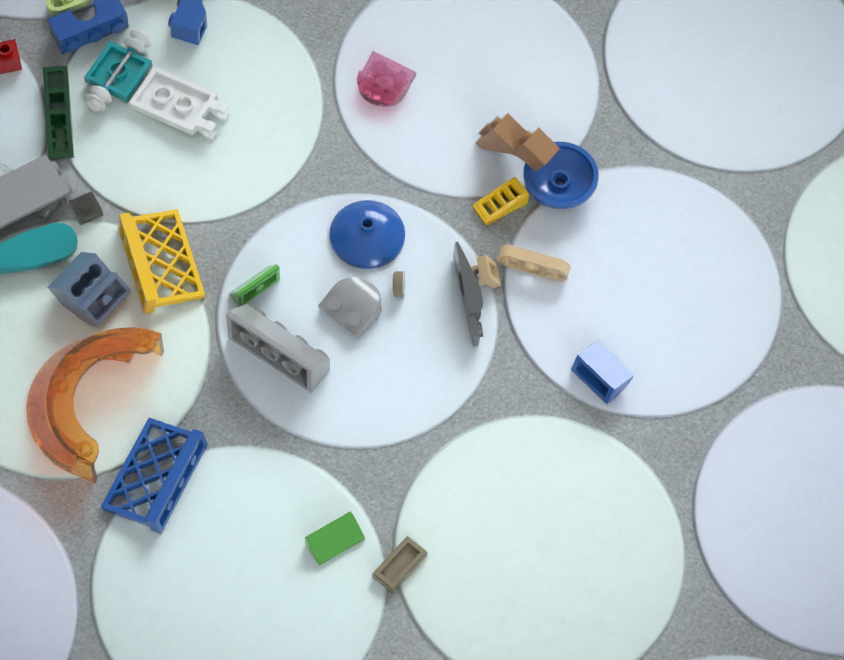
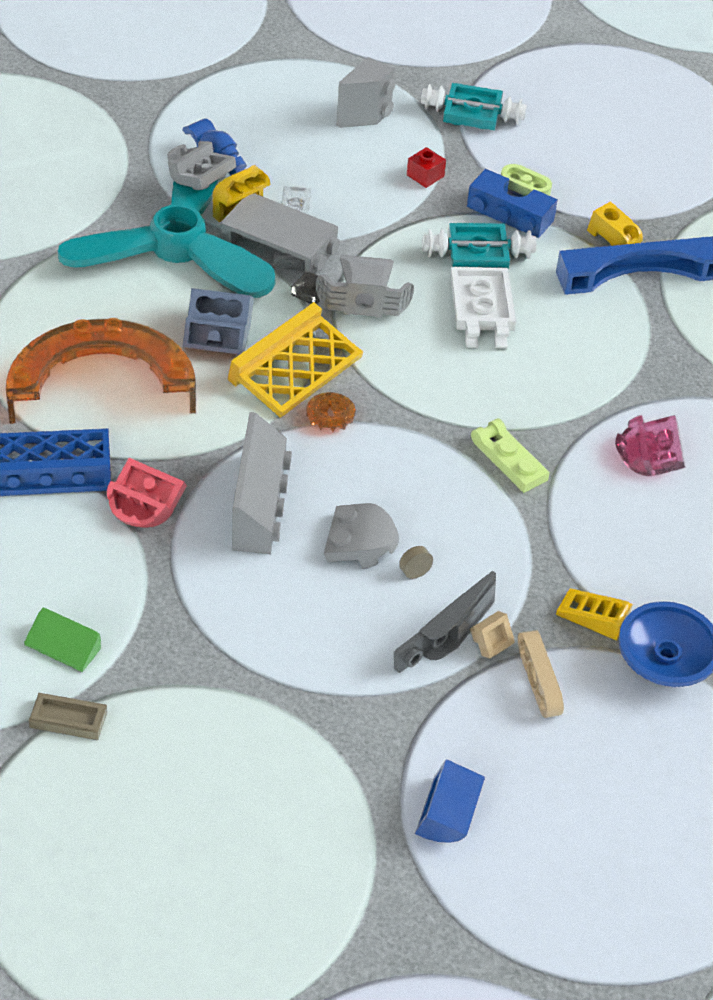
camera: 60 degrees right, 15 degrees down
(58, 112) = (394, 227): dark green slope -> none
(116, 171) = (364, 288): none -> light grey piece
(220, 253) = (340, 405): none -> clear orange gear
(233, 425) = (144, 495): none -> coral slope
(256, 285) = (322, 446): bright green slope -> none
(335, 172) = (510, 456): none -> yellowish green plate
(367, 246) = (459, 515): blue dish -> none
(510, 137) = (672, 579): medium nougat arch -> none

